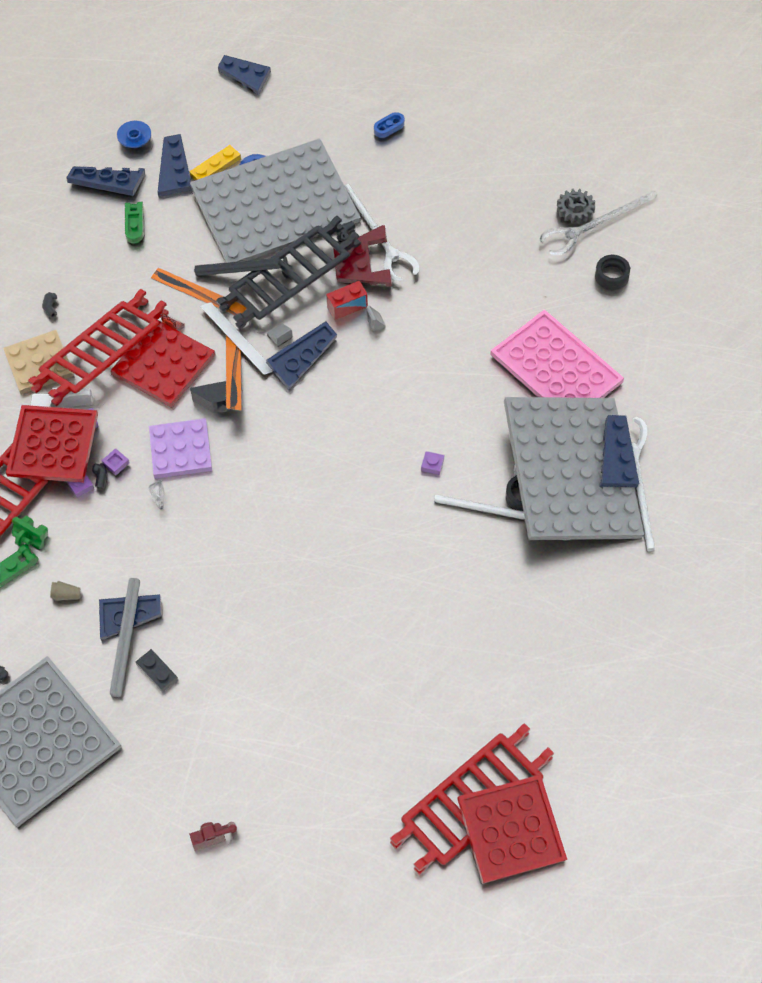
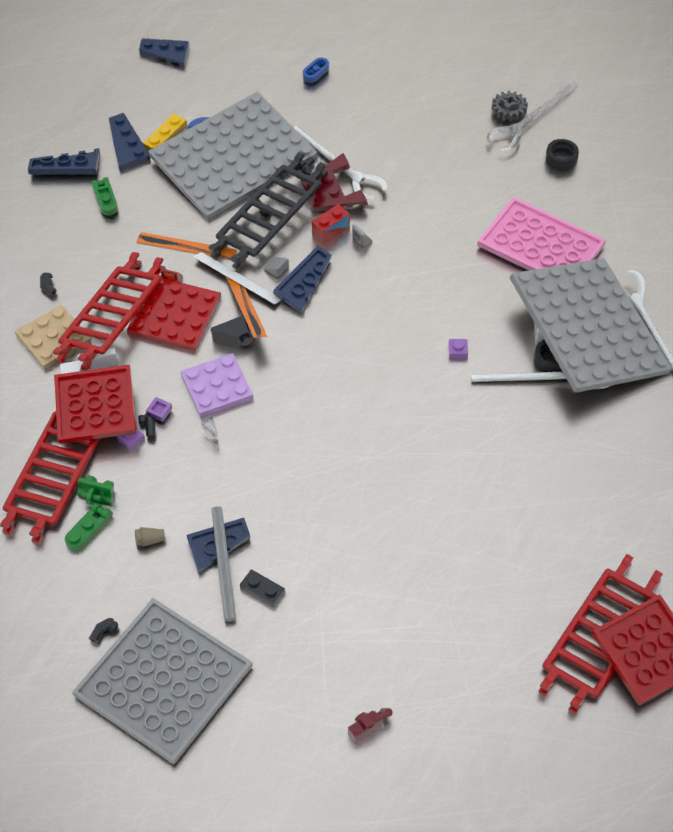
camera: 15 degrees left, 5 degrees down
(134, 134) = (79, 120): blue dish -> none
(239, 266) = (218, 215): black axle -> none
(618, 455) = (629, 309): dark blue wing -> none

